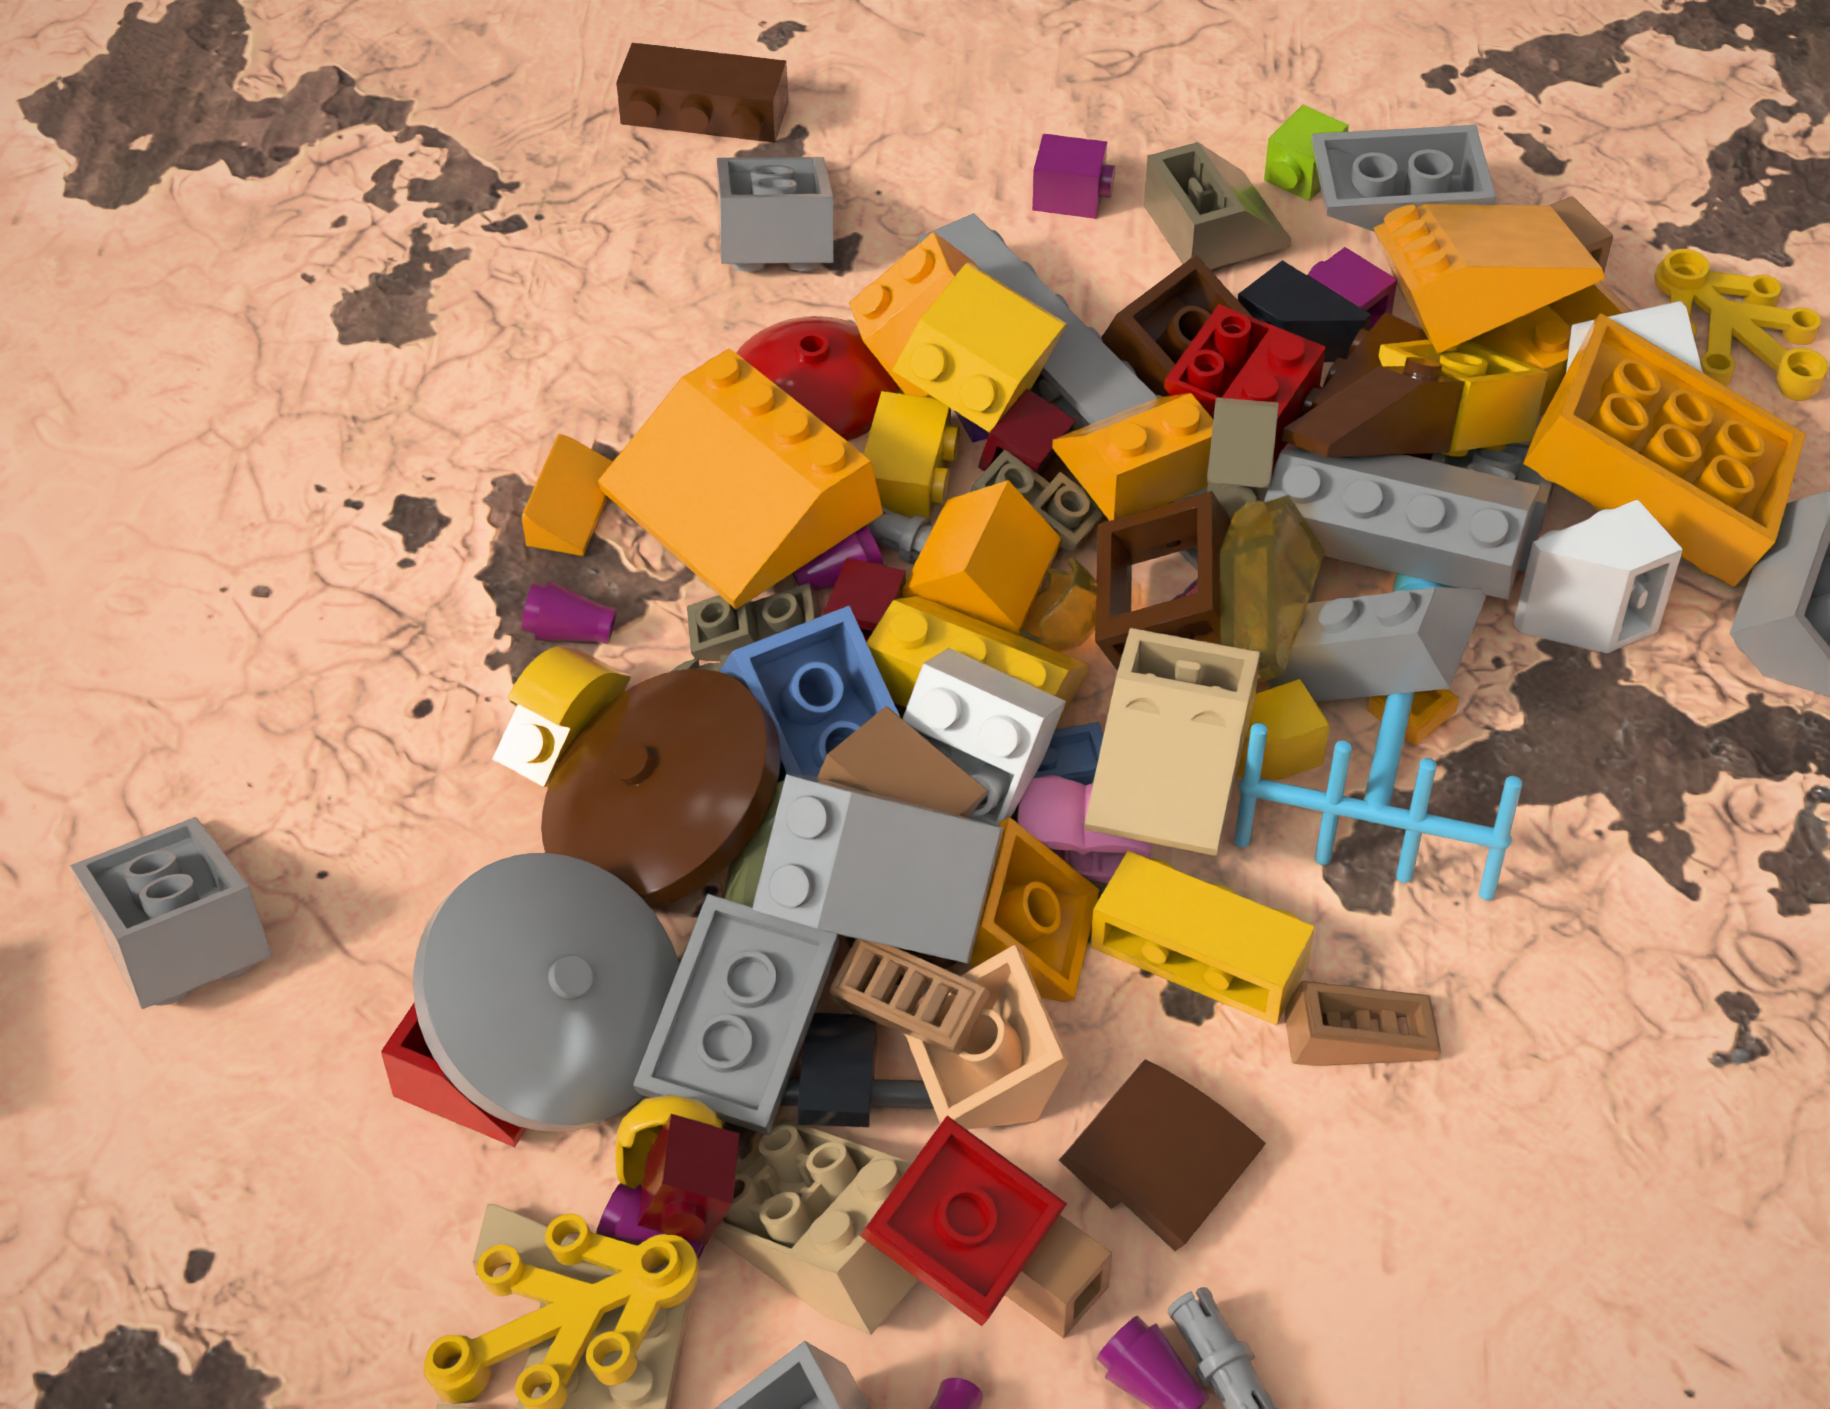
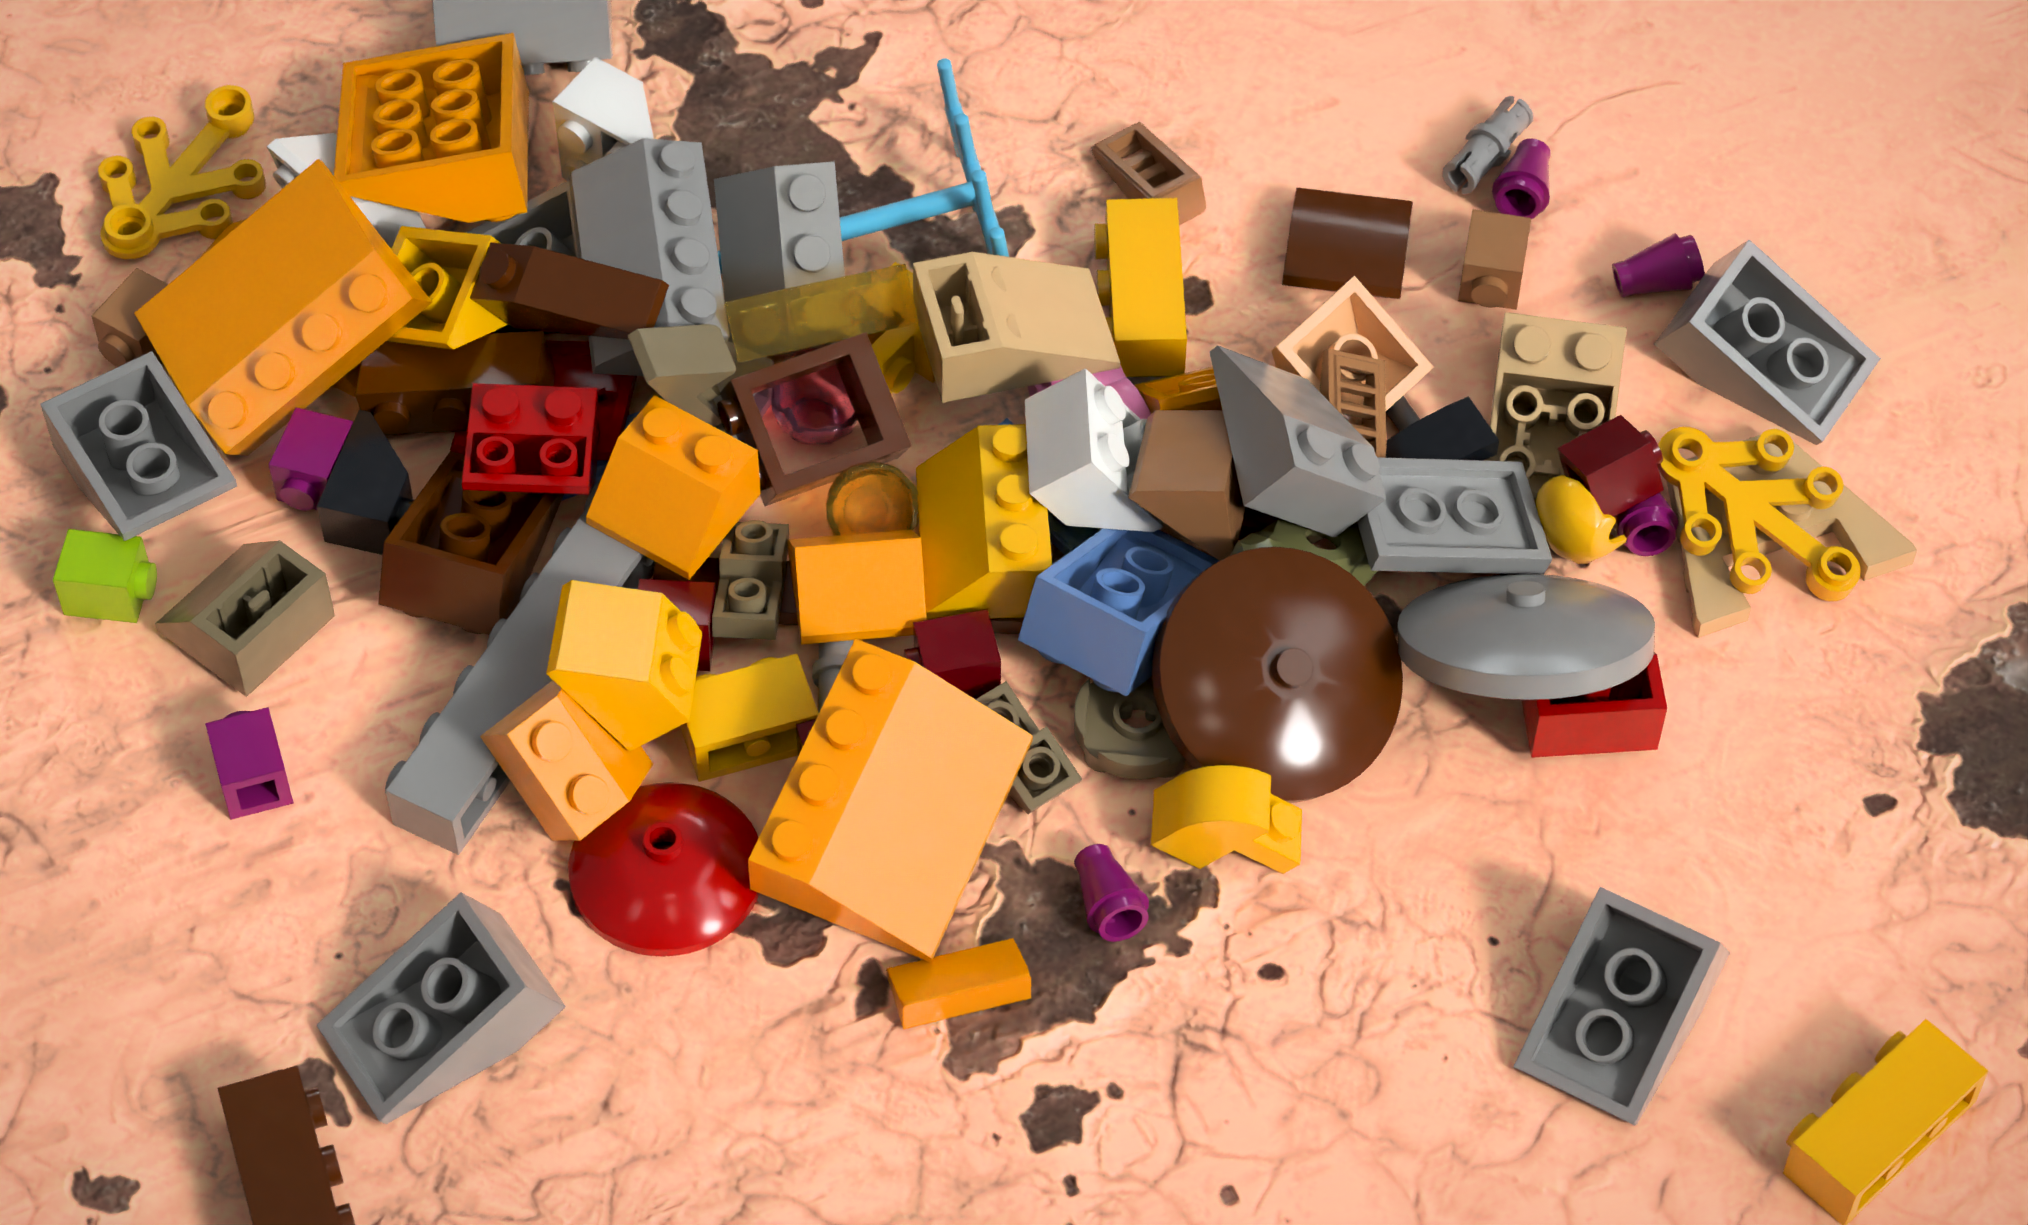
camera: 120 degrees left, 5 degrees up
(964, 1220) = (1528, 278): red tile -> none

